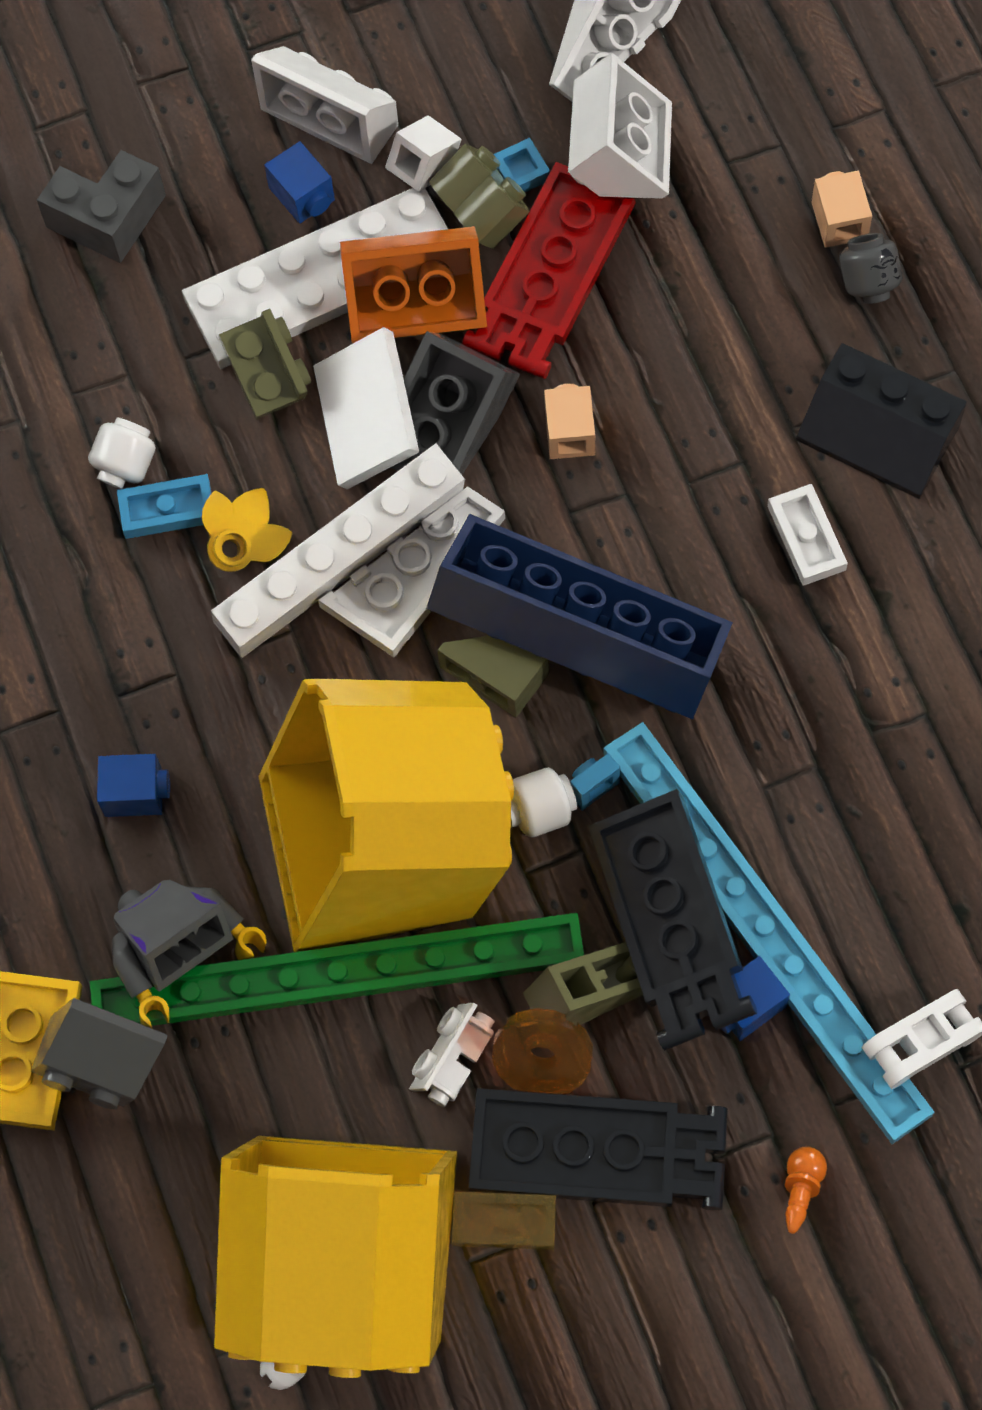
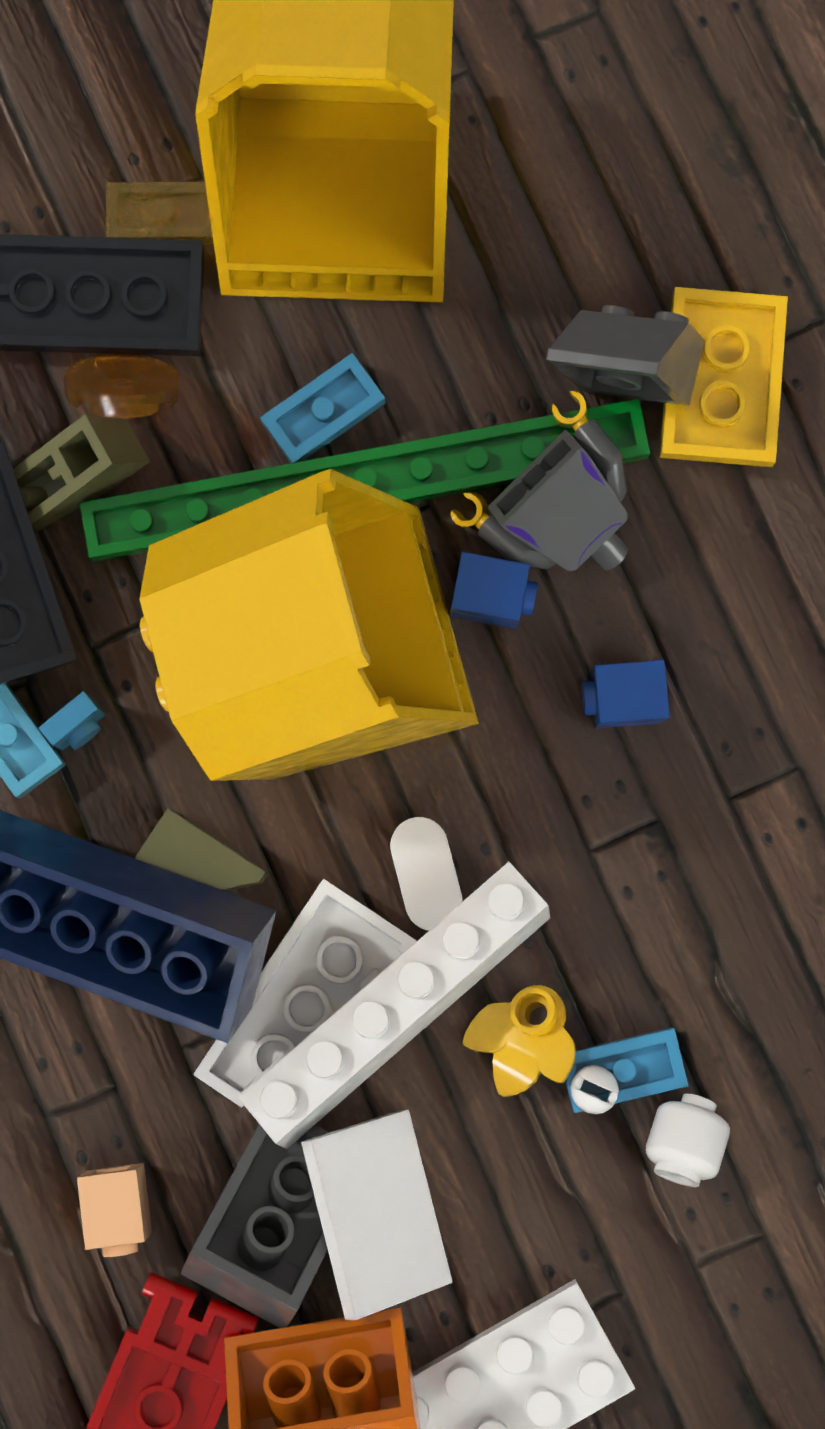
camera: 175 degrees right, 15 degrees up
(185, 493) = (601, 1077): none -> white hinge
(237, 872) = (492, 591): none -> blue brick
(265, 364) = (514, 1275): olive bracket -> none
(308, 649) = (425, 871): none -> white tile
(370, 1035) = (323, 410): none -> dark azure plate
(459, 1035) = (244, 373): white hinge -> none
(542, 802) = (128, 692): white head -> none

